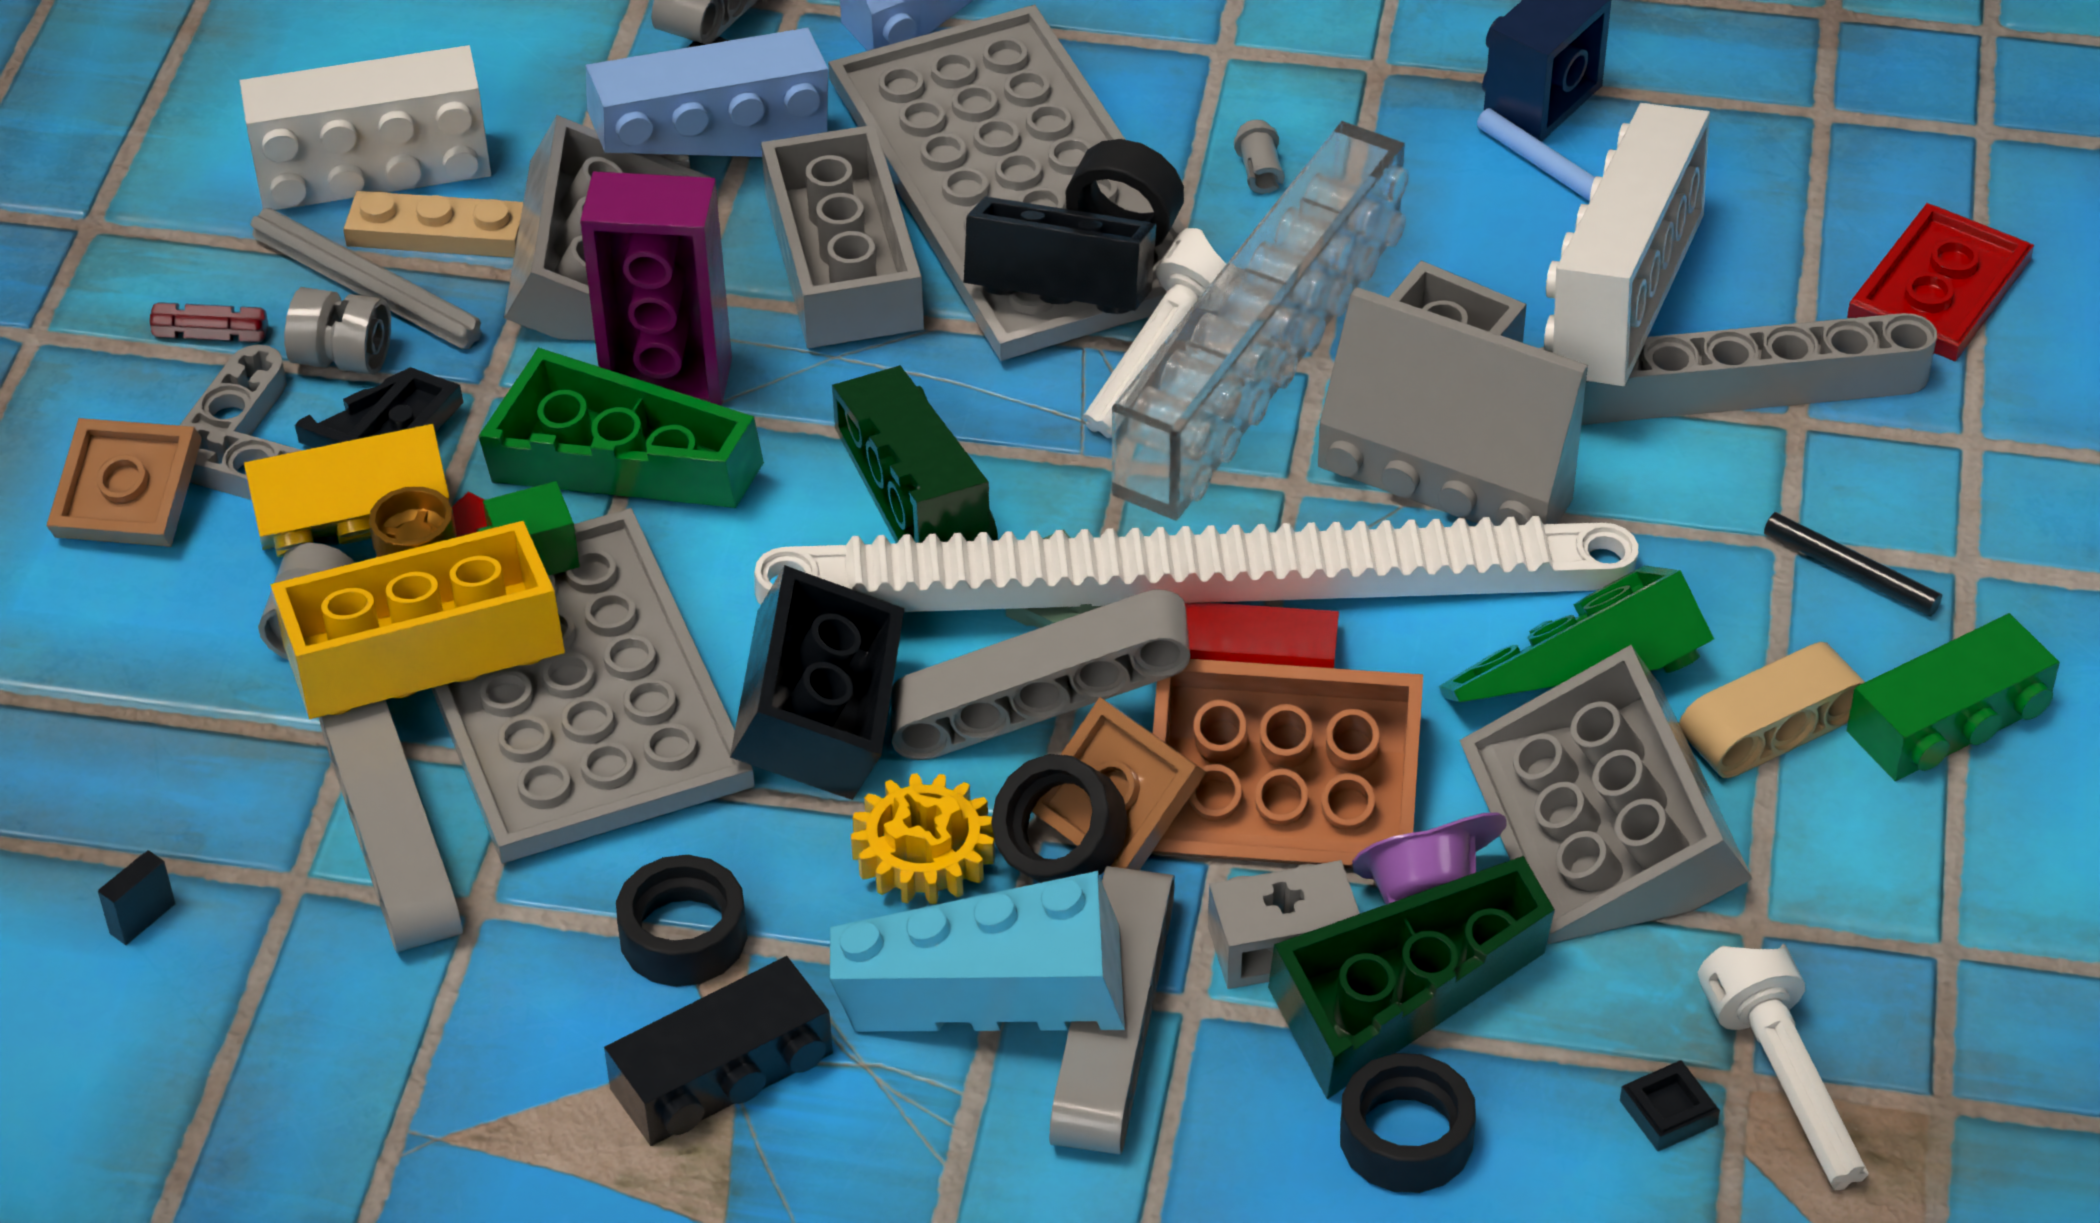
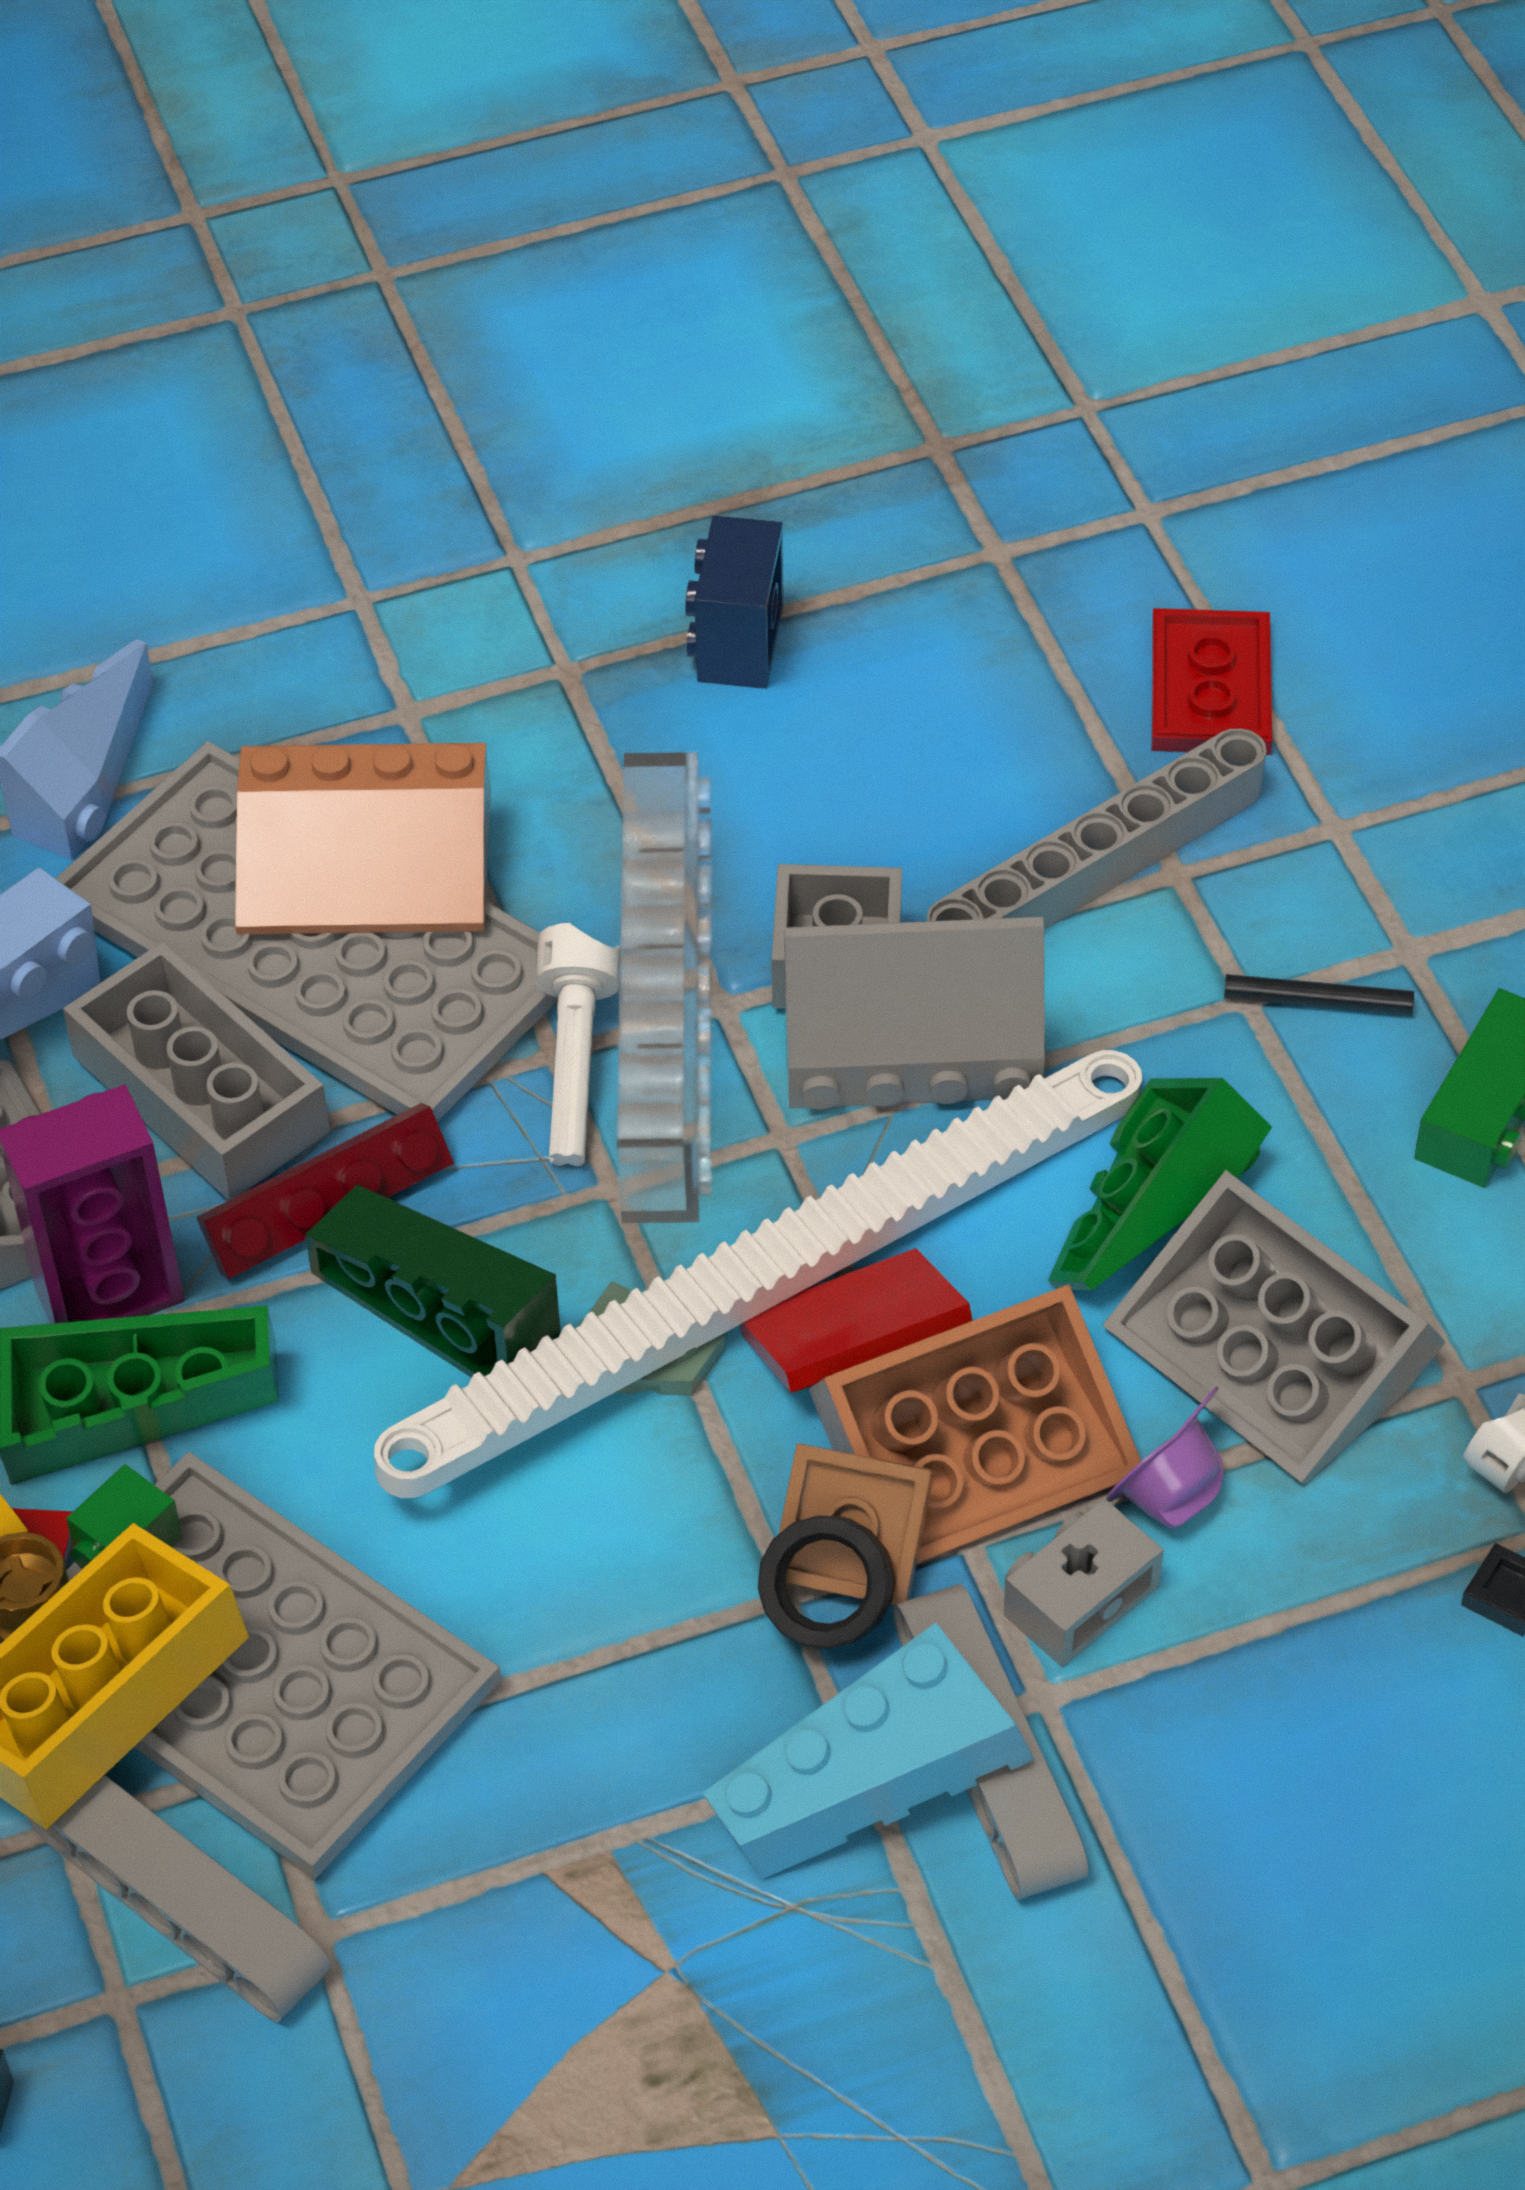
camera: 30 degrees left, 5 degrees up
(682, 960) = (524, 1803): black tyre -> none
(719, 1050) = (667, 1966): black brick -> none
(818, 683) = (511, 1551): black brick -> none
(923, 838) = (706, 1663): yellow gear -> none
(935, 361) = (289, 1205): none -> dark red plate
(1040, 674) = (718, 1446): light grey beam -> none
(1059, 254) = (439, 1002): black brick -> none
(1079, 83) = (362, 838): none -> slope
(1138, 168) = (455, 887): black tyre -> none
(1257, 146) = (518, 801): light grey pin -> none
(1402, 1166) = (1326, 1674): black tyre -> none
(1405, 966) = (1210, 1589): dark green wedge -> none
(1536, 152) = (789, 703): light blue bar -> none
(1629, 242) = (957, 767): white brick -> none
(1771, 710) = (1355, 1168): tan beam -> none

